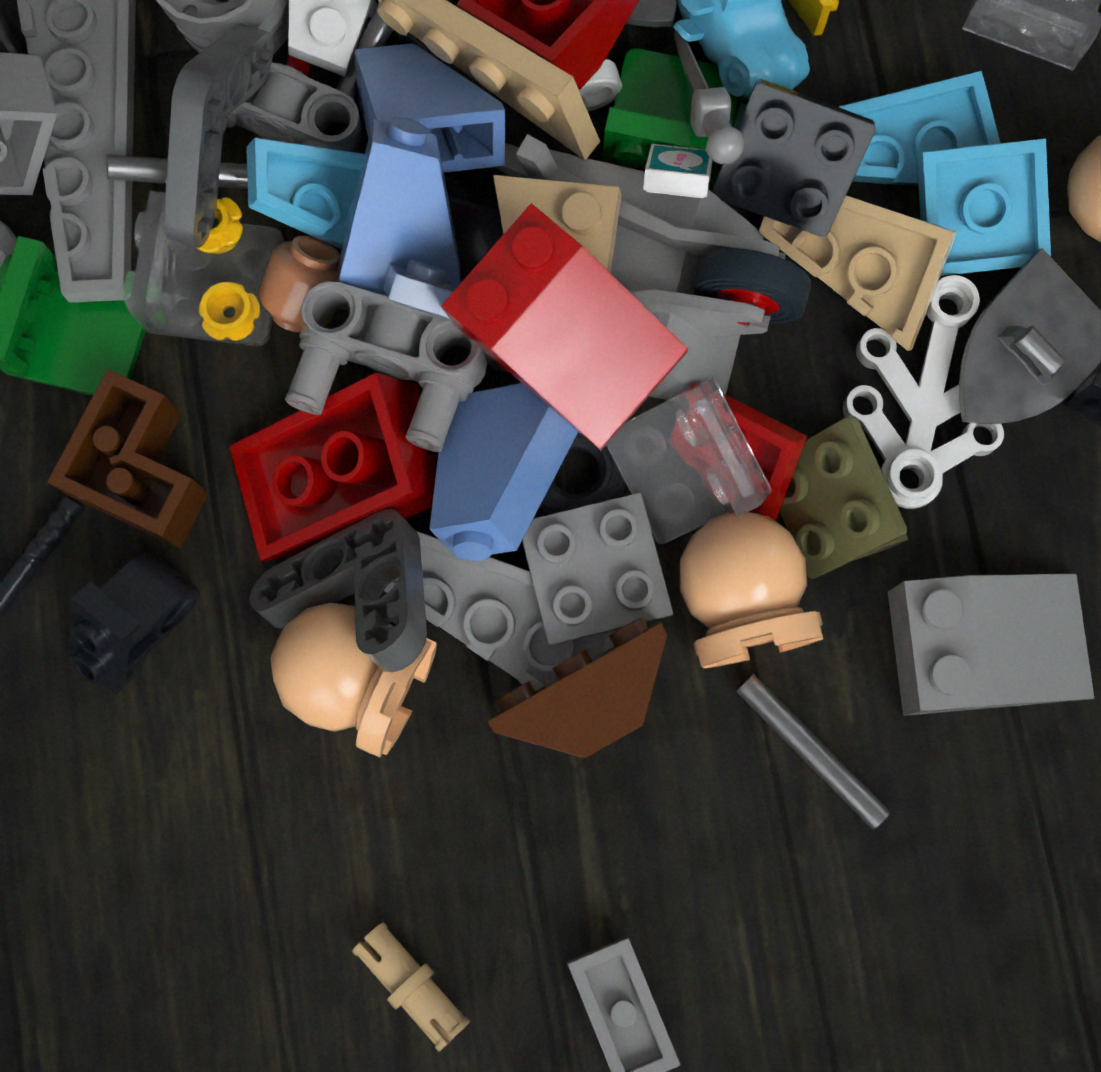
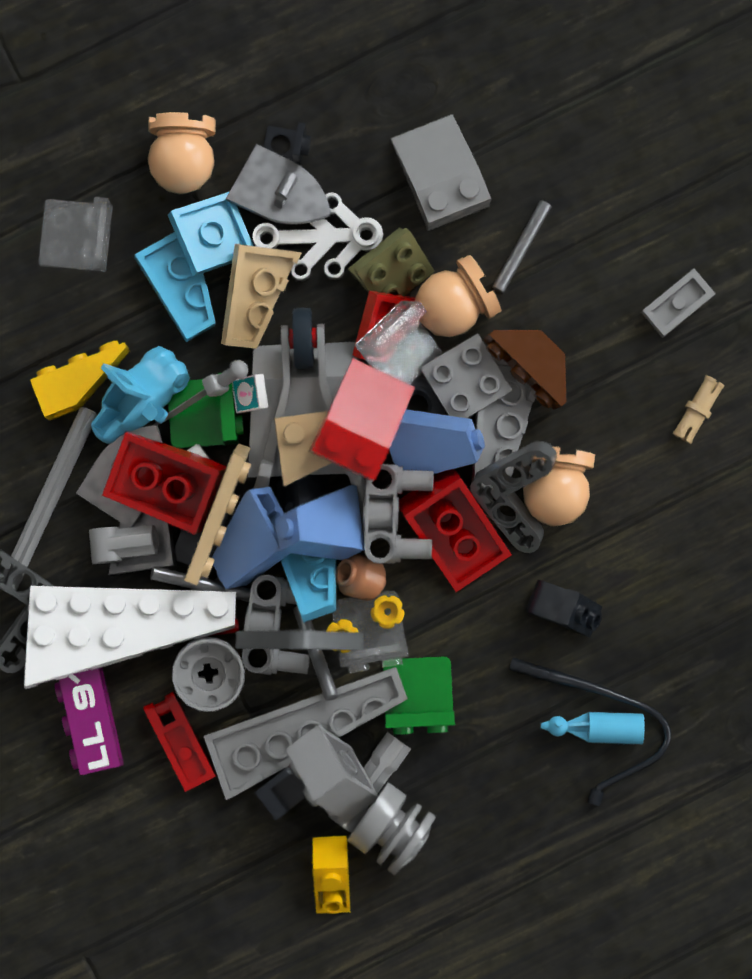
camera: 105 degrees left, 5 degrees up
(115, 461) = (492, 640): reddish brown brick -> none
(418, 286) = (358, 502): sand blue plate -> none
(794, 158) = (224, 336): black bracket -> none

